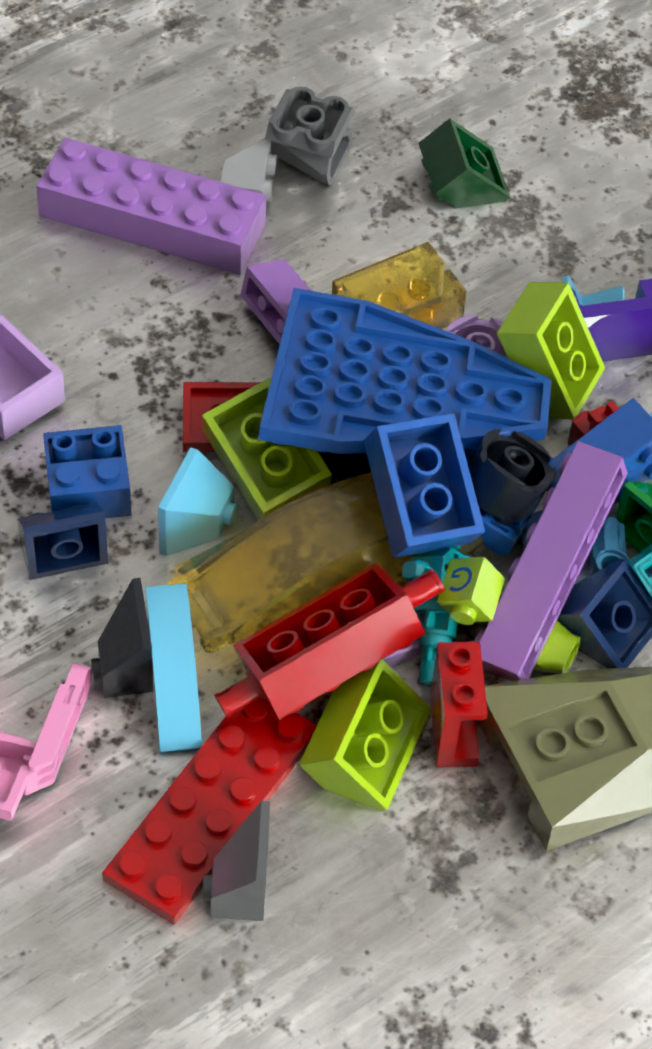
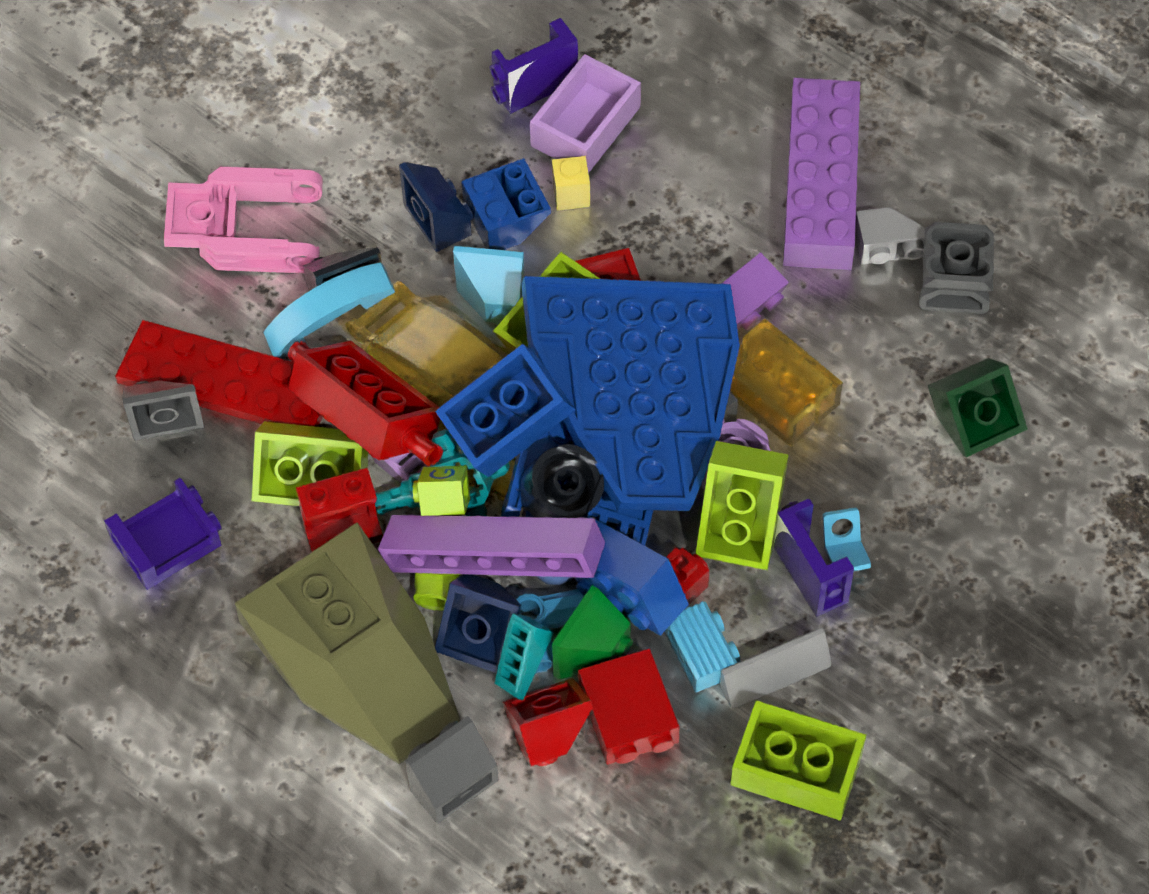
camera: 80 degrees right, 5 degrees up
(79, 405) = (571, 183): none -> light yellow brick
(412, 903) = (166, 535): none -> dark purple panel

